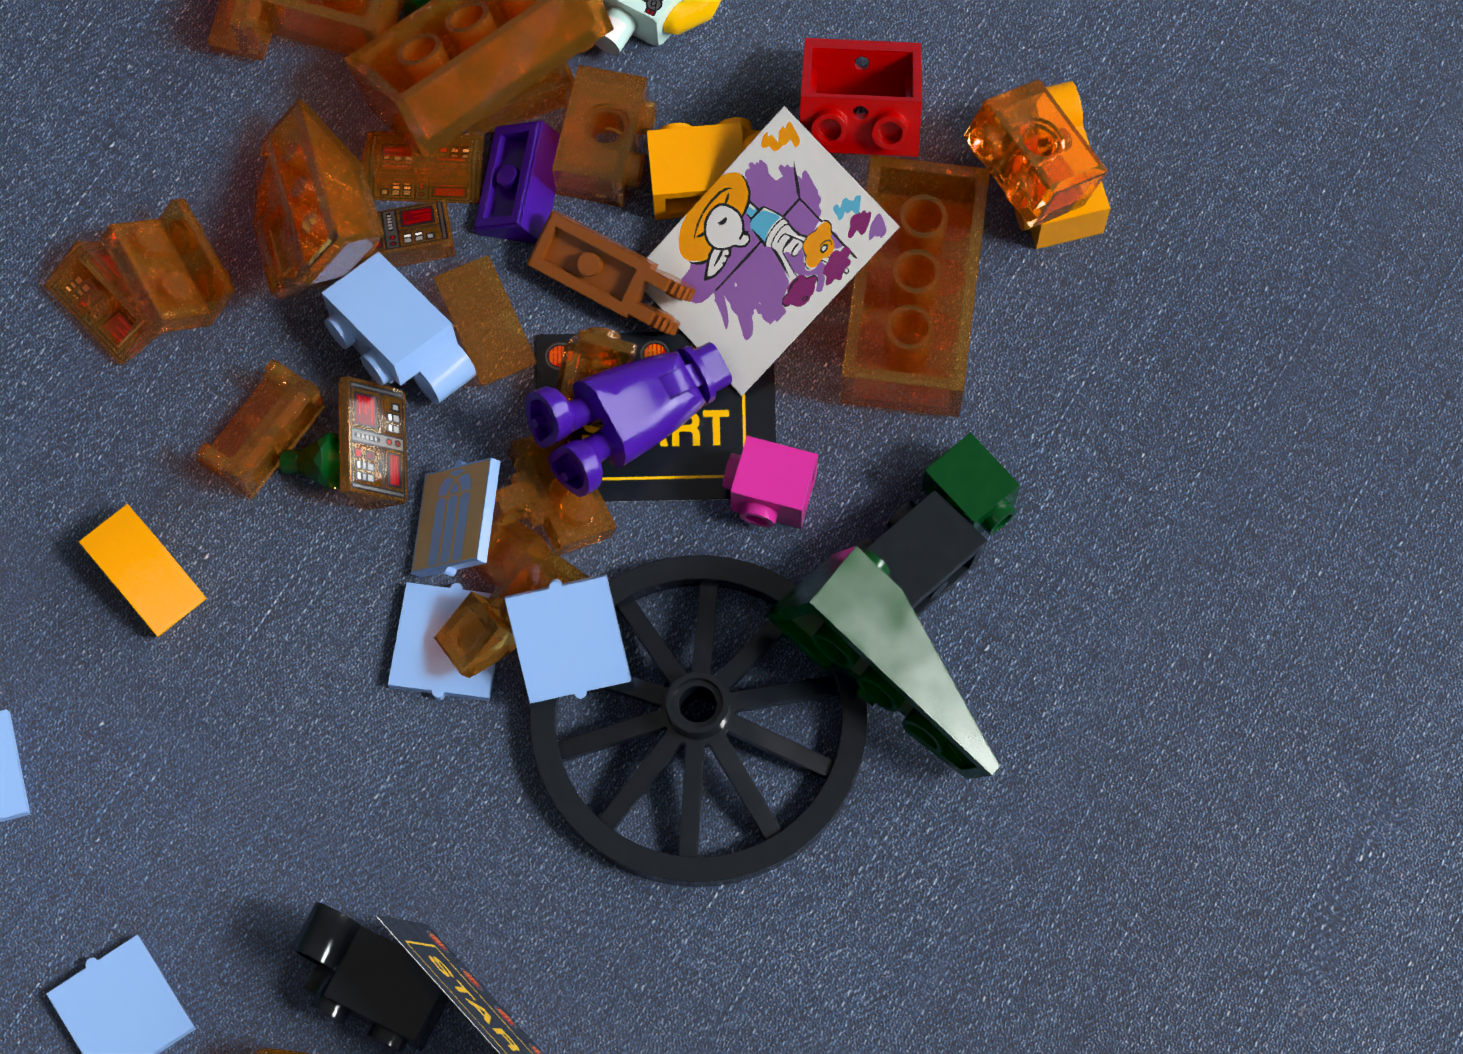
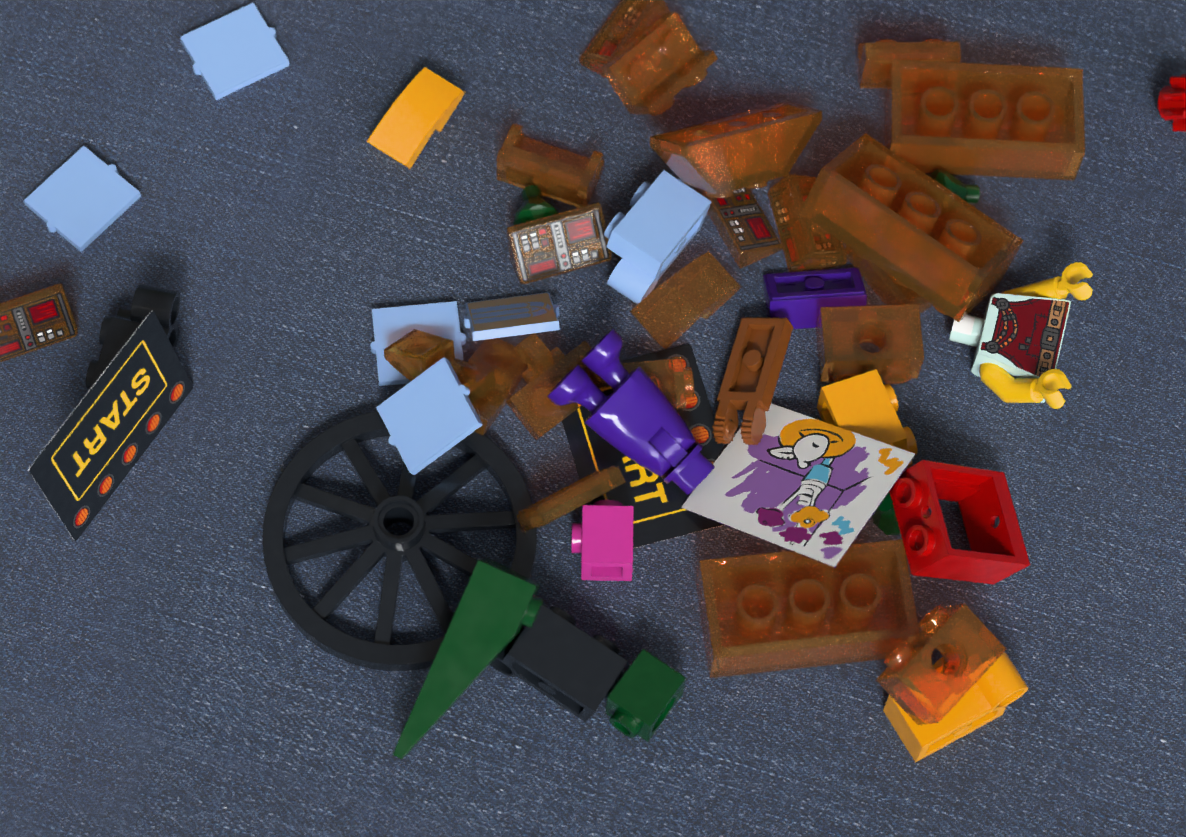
camera: 70 degrees right, 5 degrees down
(712, 506) = (570, 497): none -> clear orange tile

